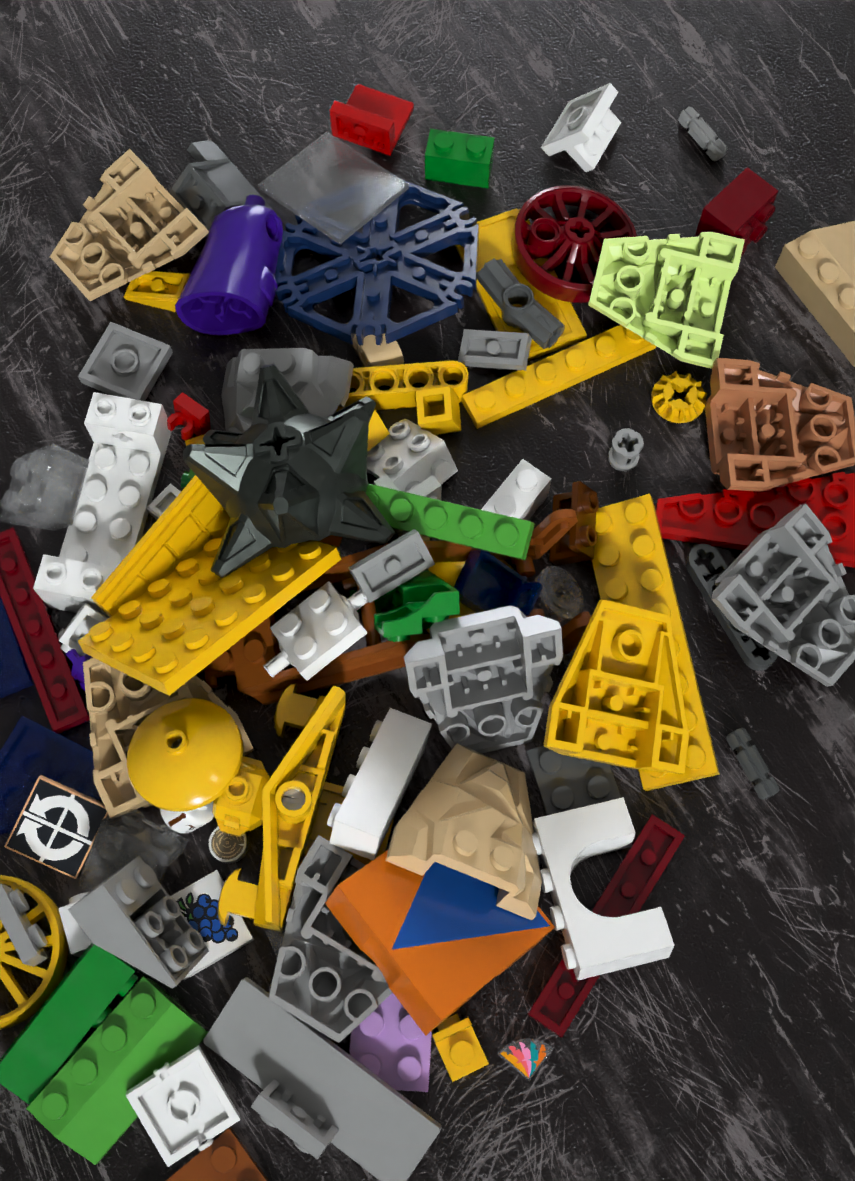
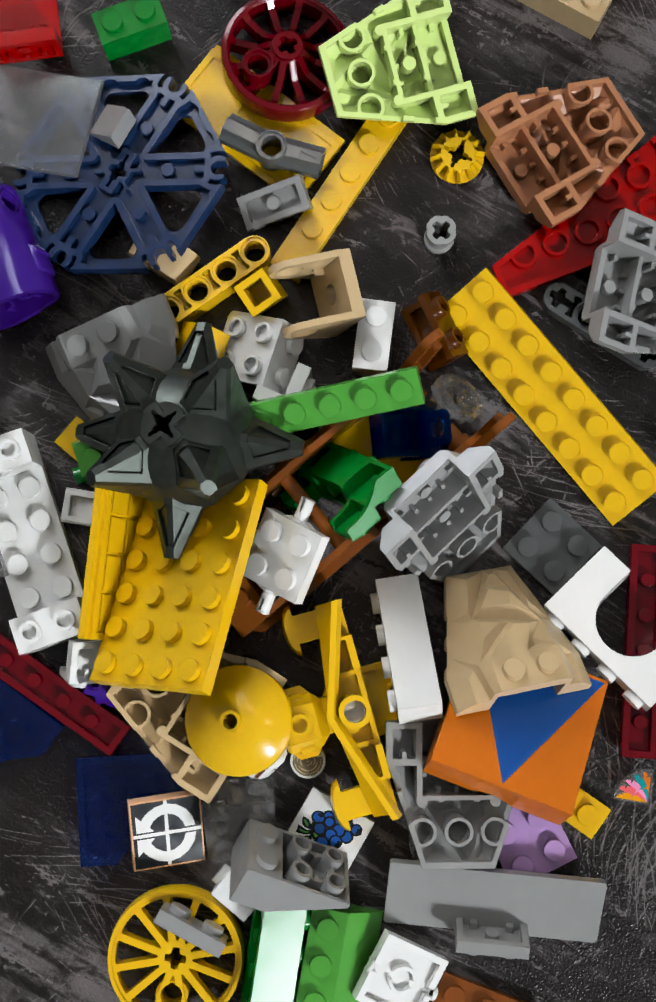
camera: 25 degrees left, 15 degrees up
(190, 415) = (45, 417): red tile -> none
(391, 565) = (318, 471): light grey plate -> none
(396, 219) = (113, 125): none -> light grey slope
(508, 429) = (334, 291): none -> tan hose
(622, 694) = (563, 464): yellow wedge -> none

